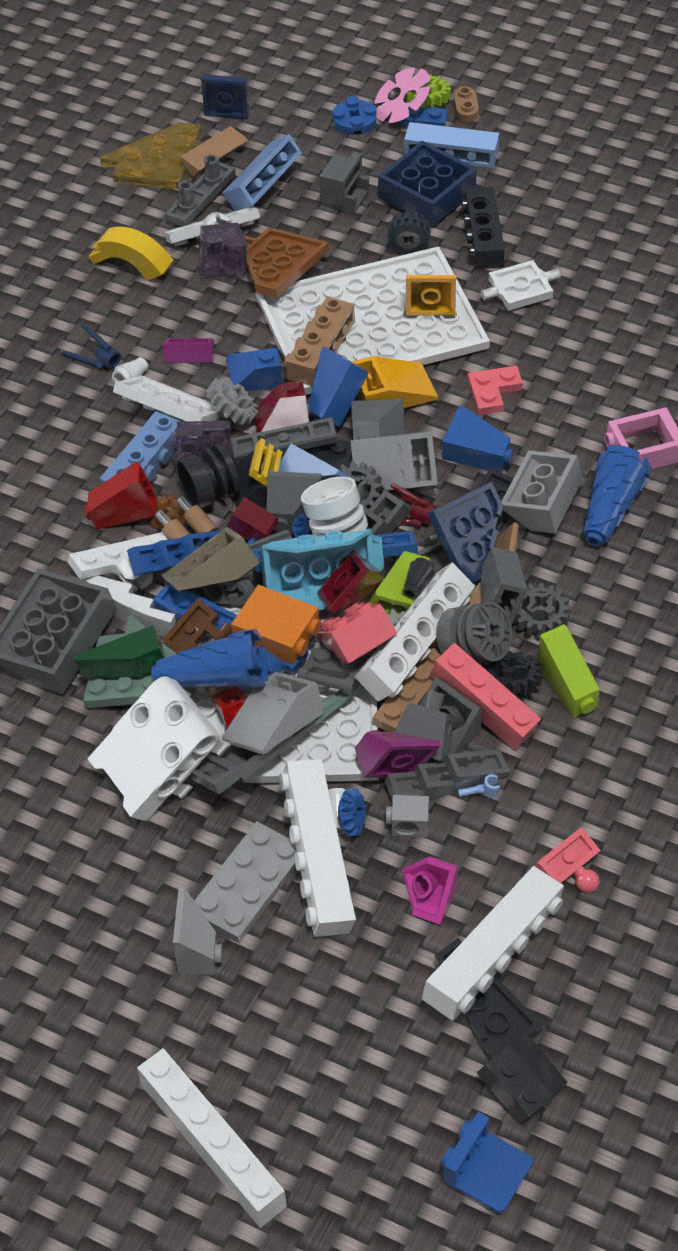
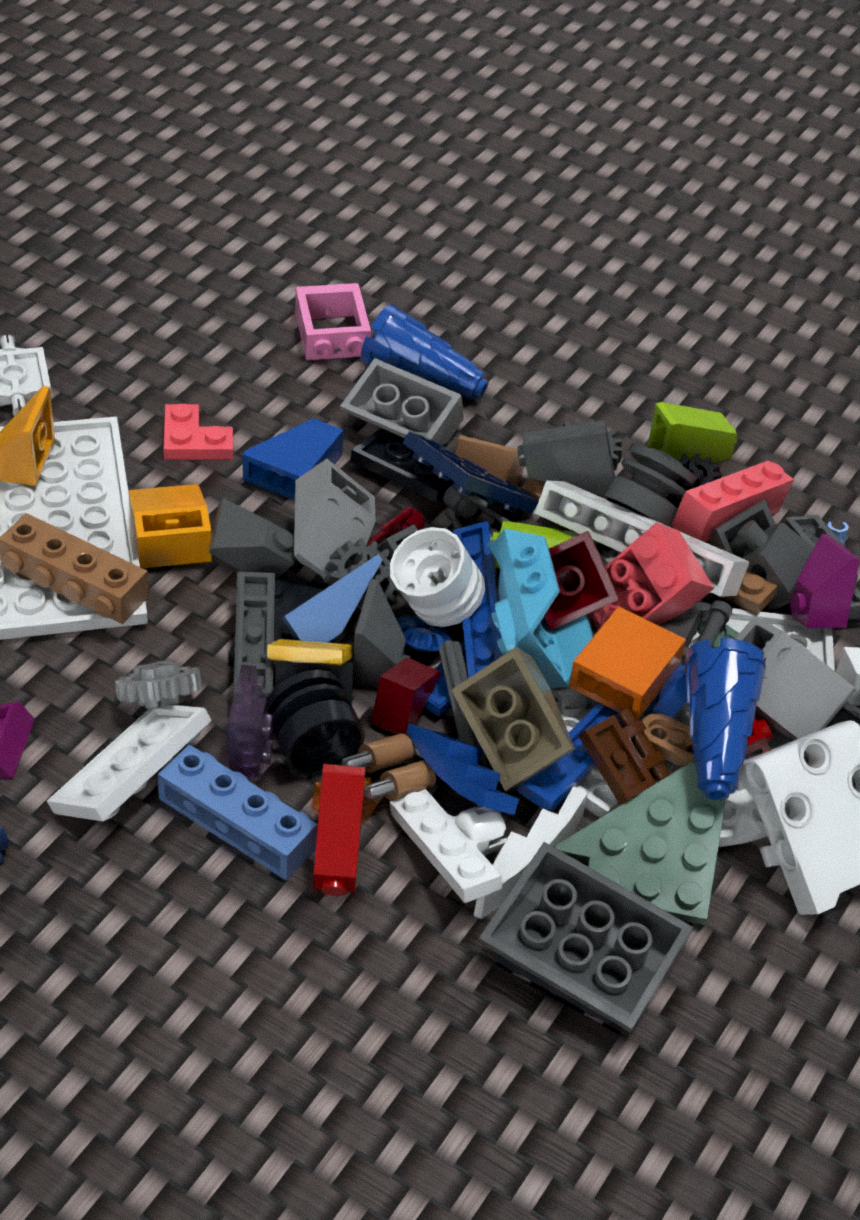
camera: 90 degrees left, 5 degrees down
(123, 657) = (666, 818): dark green slope -> none
(130, 370) = (39, 816): white cone -> none
(255, 369) = (75, 661): blue slope -> none
(282, 407) = (194, 632): slope -> none
(335, 386) = (176, 561): blue slope -> none
(418, 577) = (554, 521): black cone -> none

